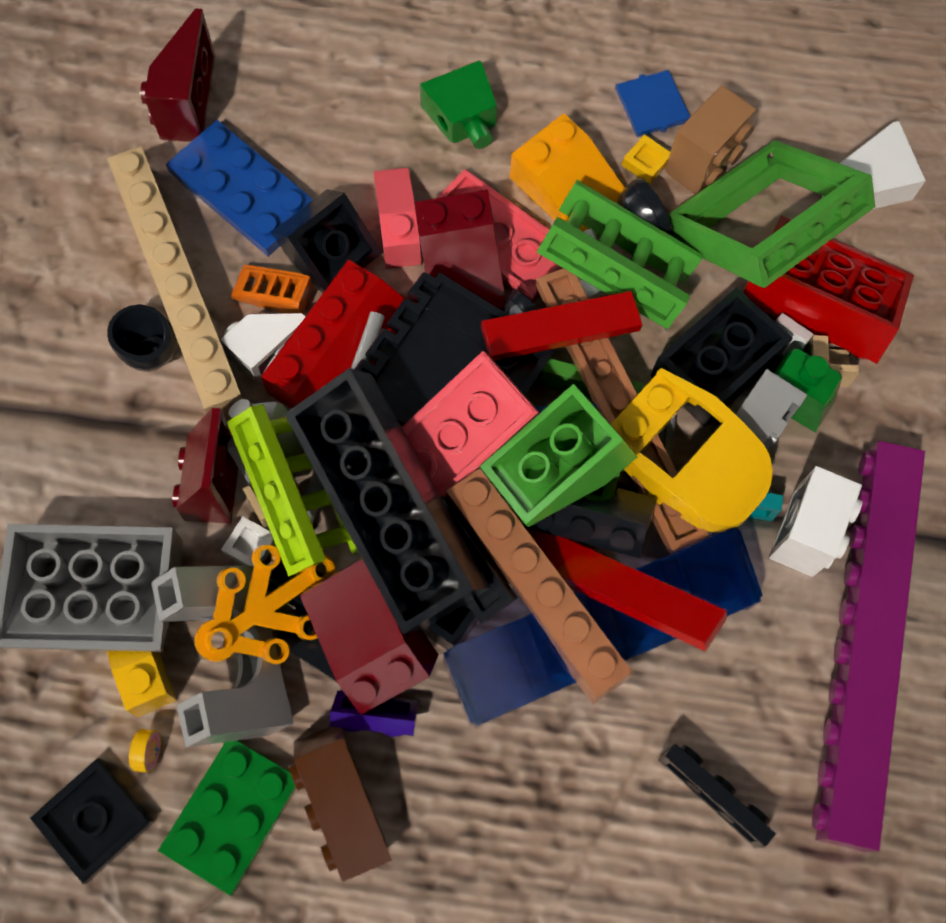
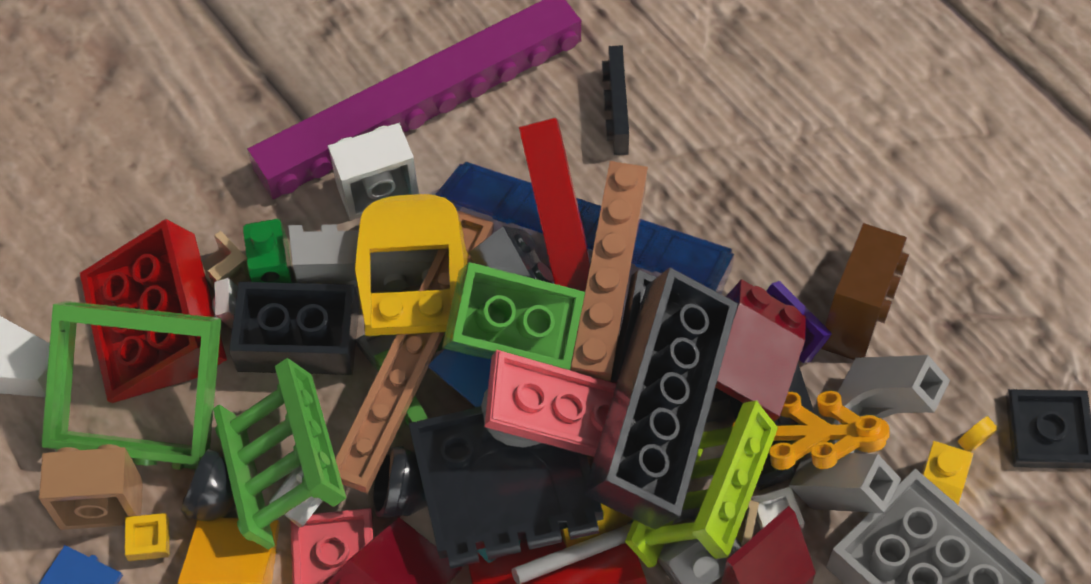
camera: 130 degrees left, 10 degrees down
(229, 816) = (961, 342): green plate -> none
(561, 326) = (395, 426): red tile -> none

